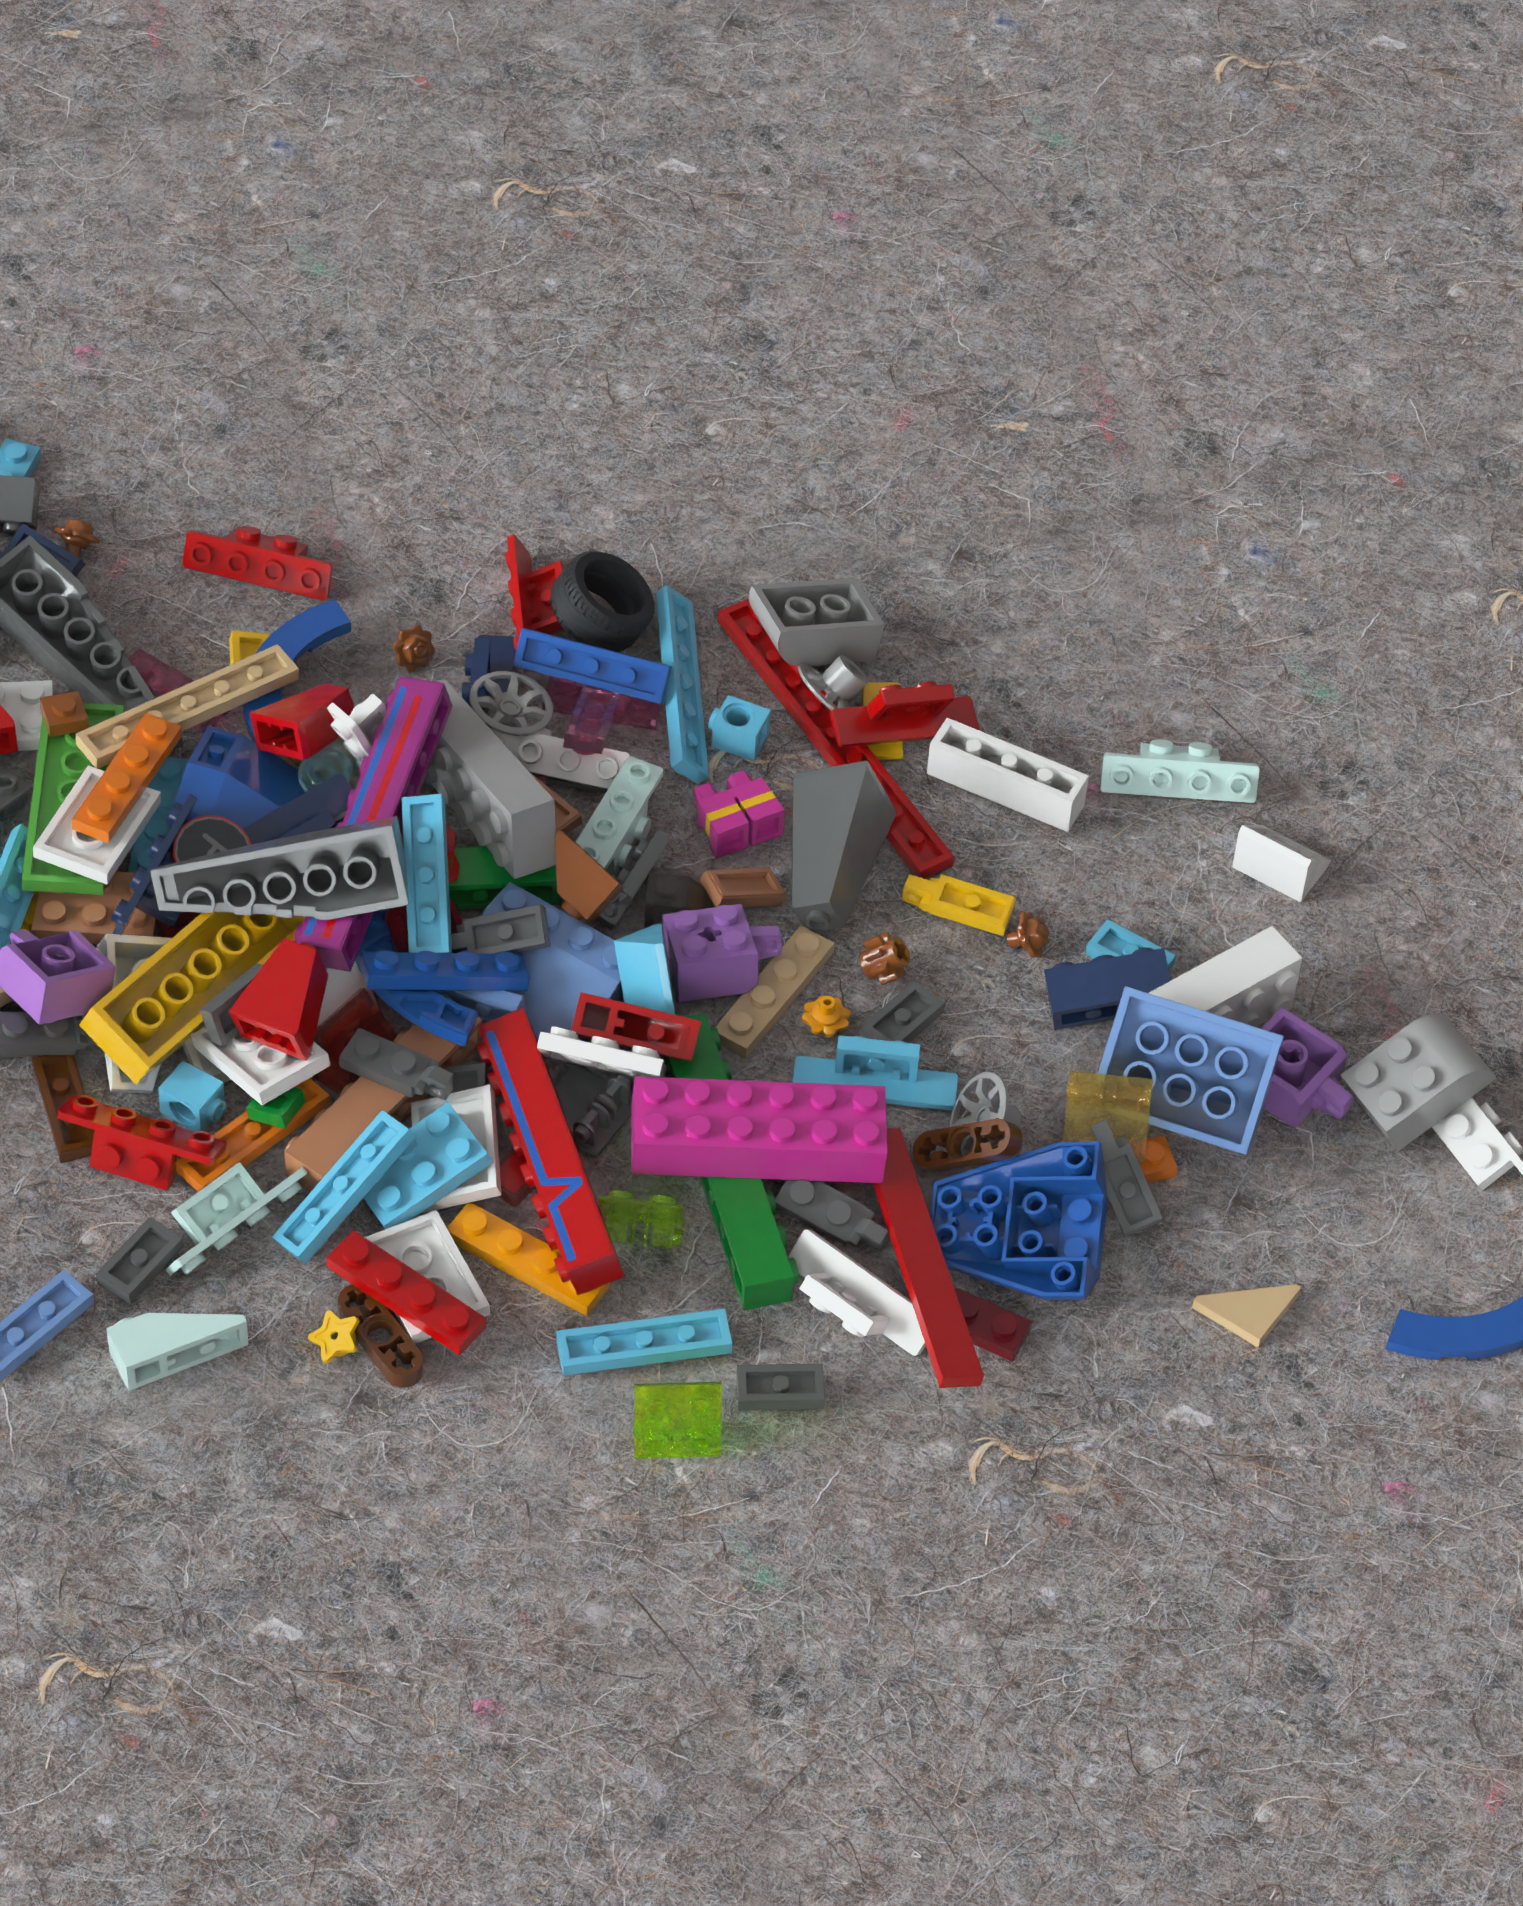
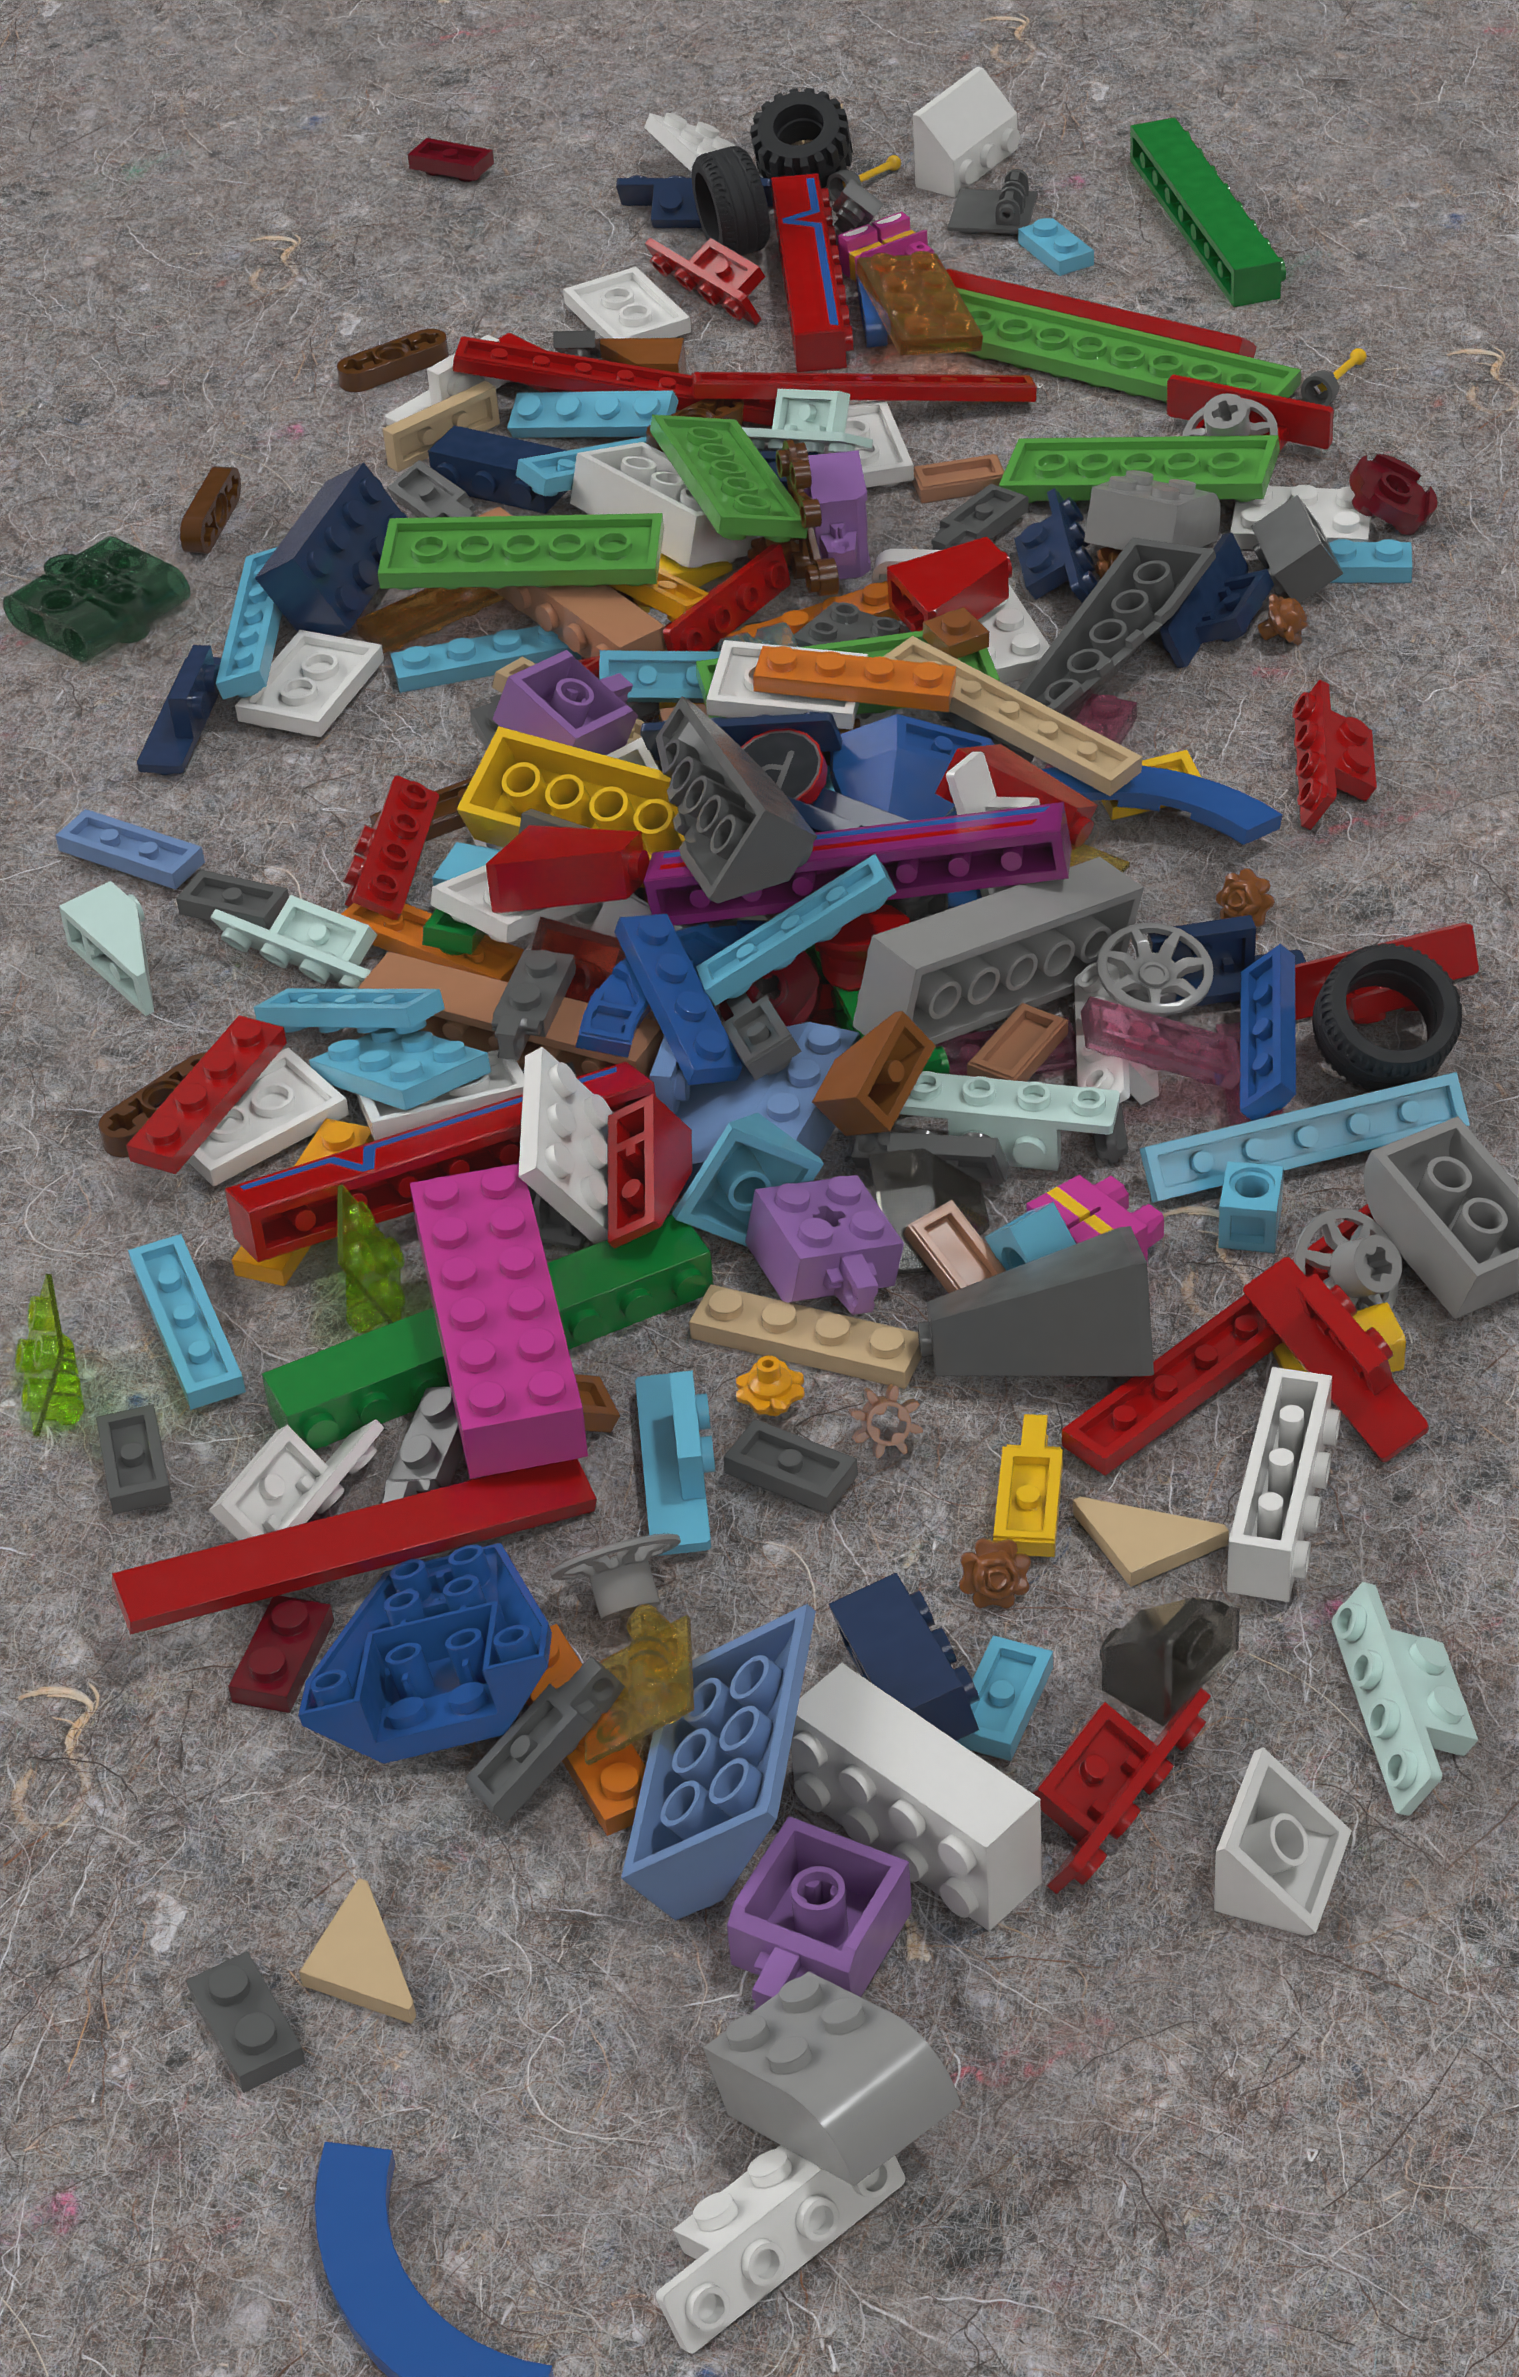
camera: 85 degrees right, 10 degrees down
(343, 1344) = (150, 1065): yellow plate -> none
(754, 842) = (1030, 1237): none -> medium azure brick
(981, 1152) = (549, 1549): reddish brown beam -> none
(1014, 860) = (1144, 1540): none -> tan tile
(1130, 862) = (1168, 1654): none -> clear smoke slope
(1204, 907) = (1100, 1777): none -> red bracket
(1284, 1376) = (245, 2021): none -> dark grey plate

